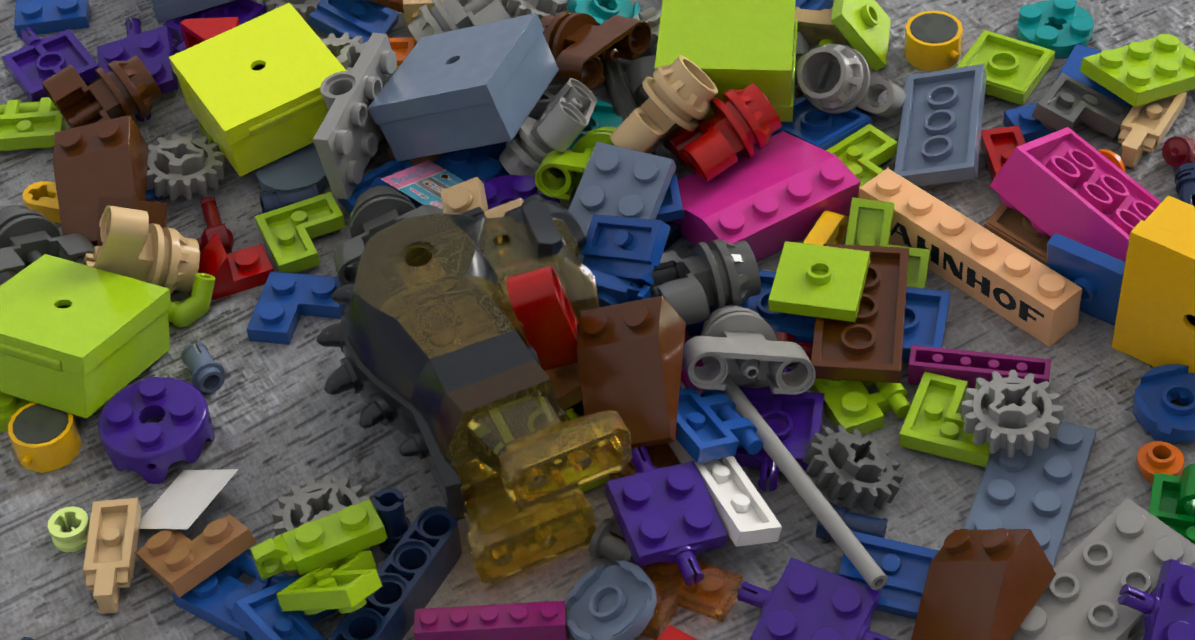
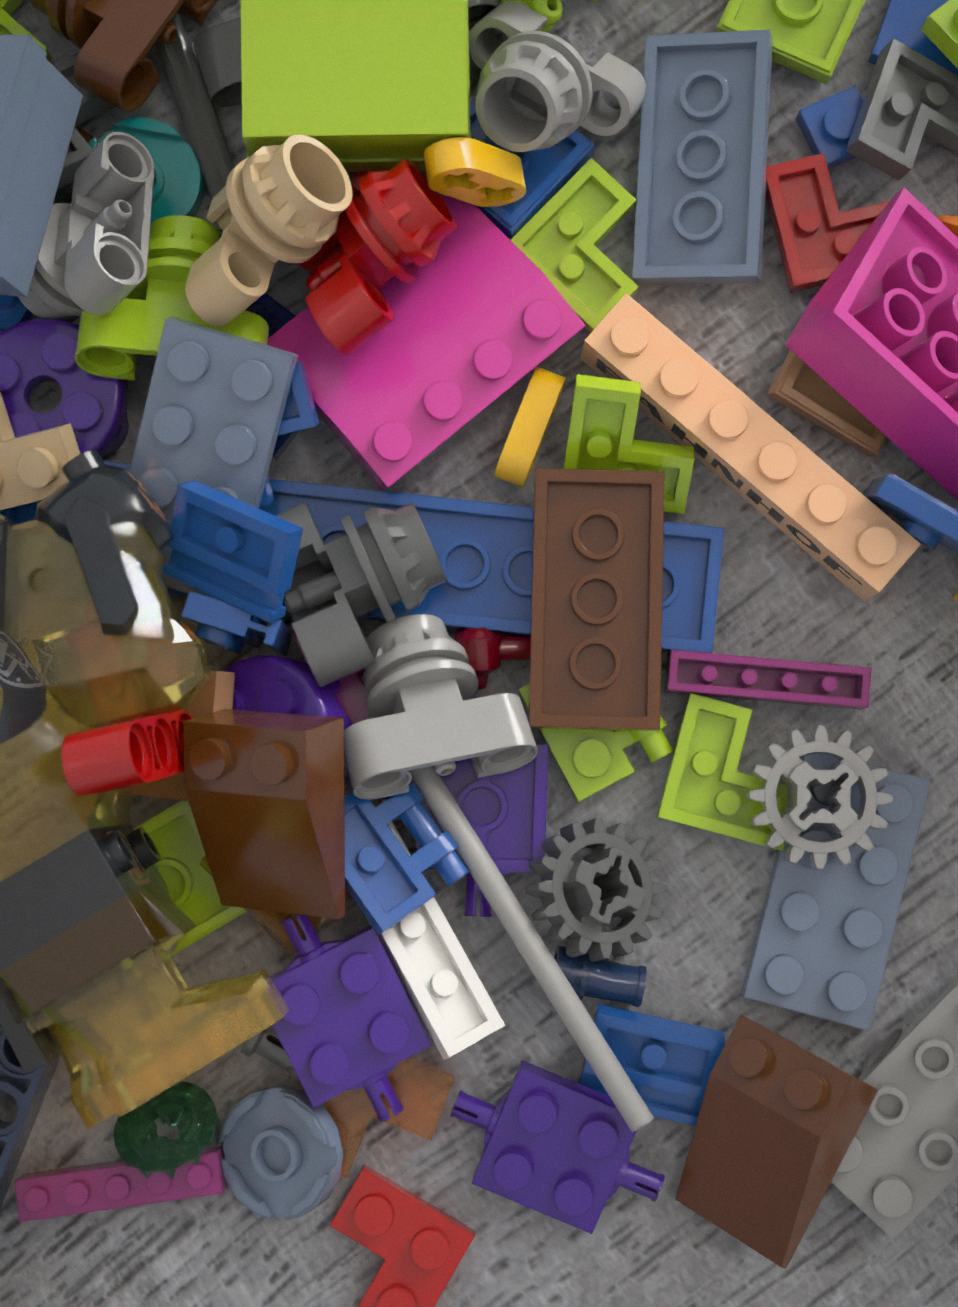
camera: 10 degrees left, 40 degrees up
(529, 584) = (180, 1106): none -> clear green gear
(799, 101) = (474, 172): none -> yellow beam
(819, 281) = (534, 562): lime plate -> none

